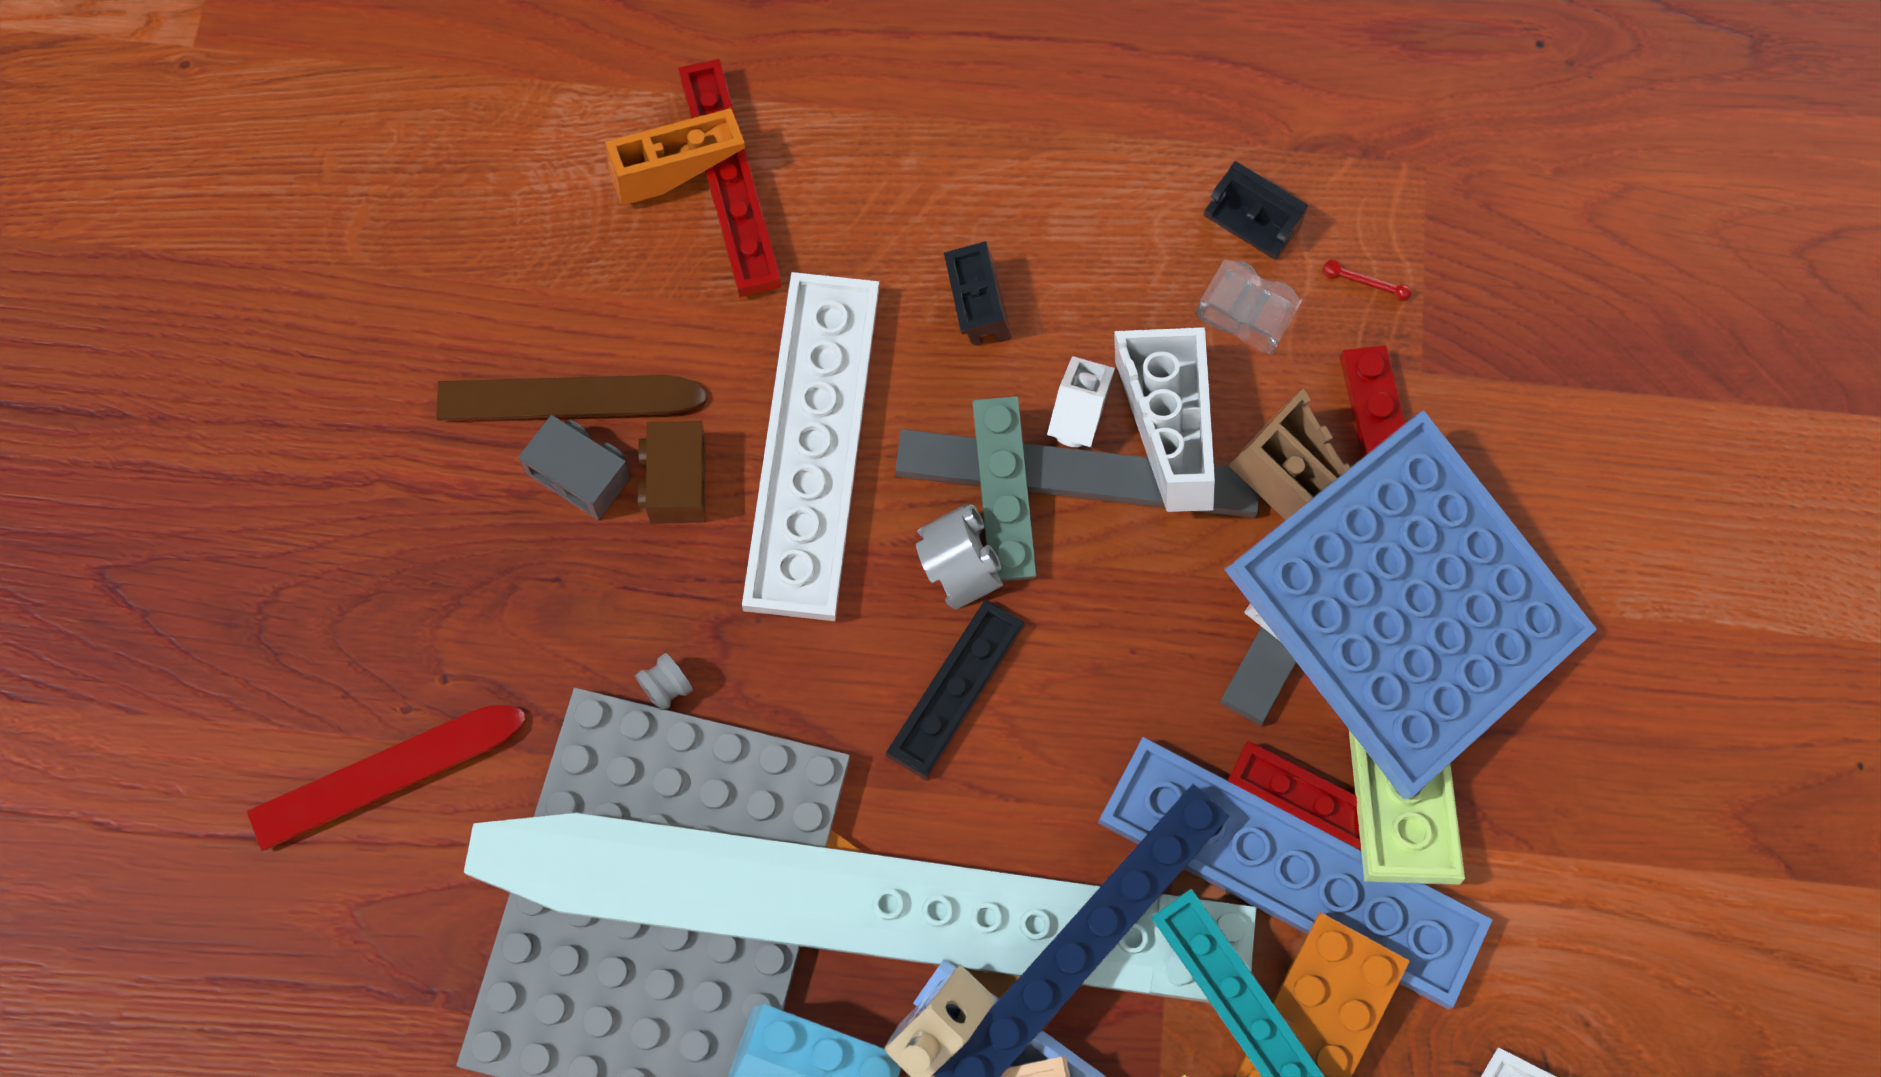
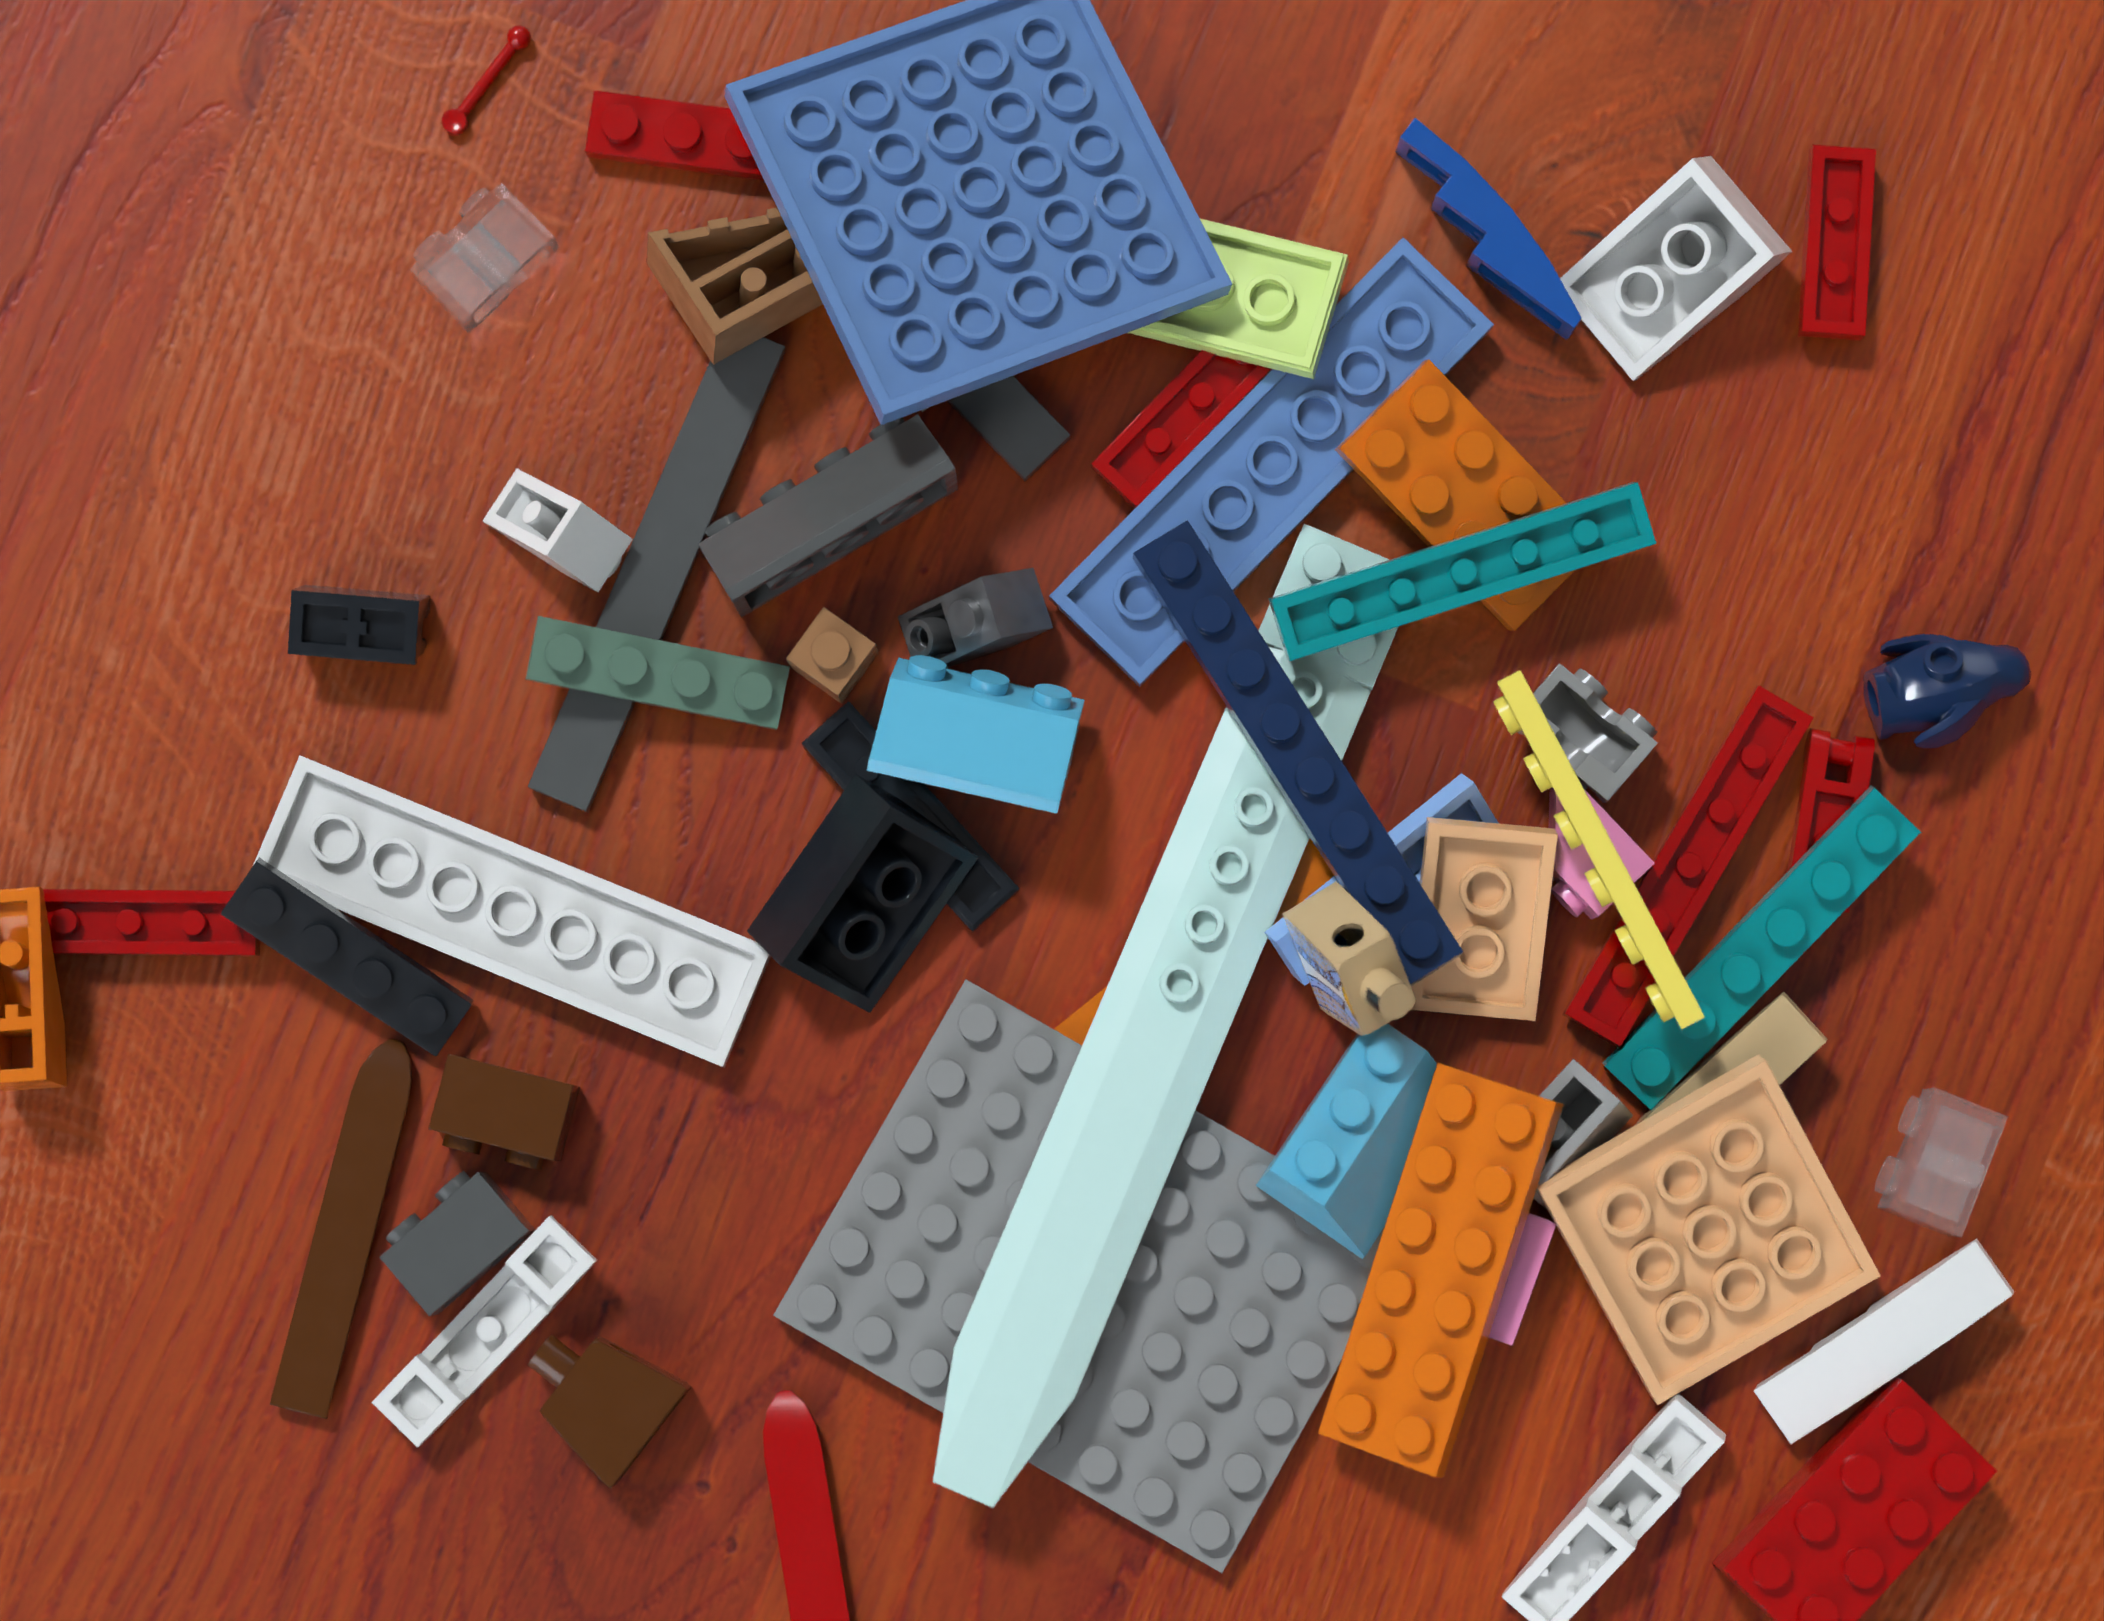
camera: 70 degrees left, 15 degrees up
(485, 593) = (606, 1402): none -> reddish brown torso
(517, 503) = (485, 1332): none -> white slope
(663, 682) = (798, 1196): light grey wheel -> none
(751, 346) = (347, 956): none -> black plate
(889, 665) = (861, 894): none -> black slope
(957, 558) = (733, 764): light grey cylinder -> none
(1027, 710) = (976, 733): none -> medium azure slope
(1052, 600) = (832, 655): none -> medium nougat brick
(1109, 692) = (978, 618): none -> flat silver slope
(1149, 570) = (828, 514): none -> dark grey slope
(1171, 405) = (605, 412): white wedge -> none
(1255, 210) = (341, 198): black hinge -> none
(1513, 997) = (1505, 248): none -> blue slope

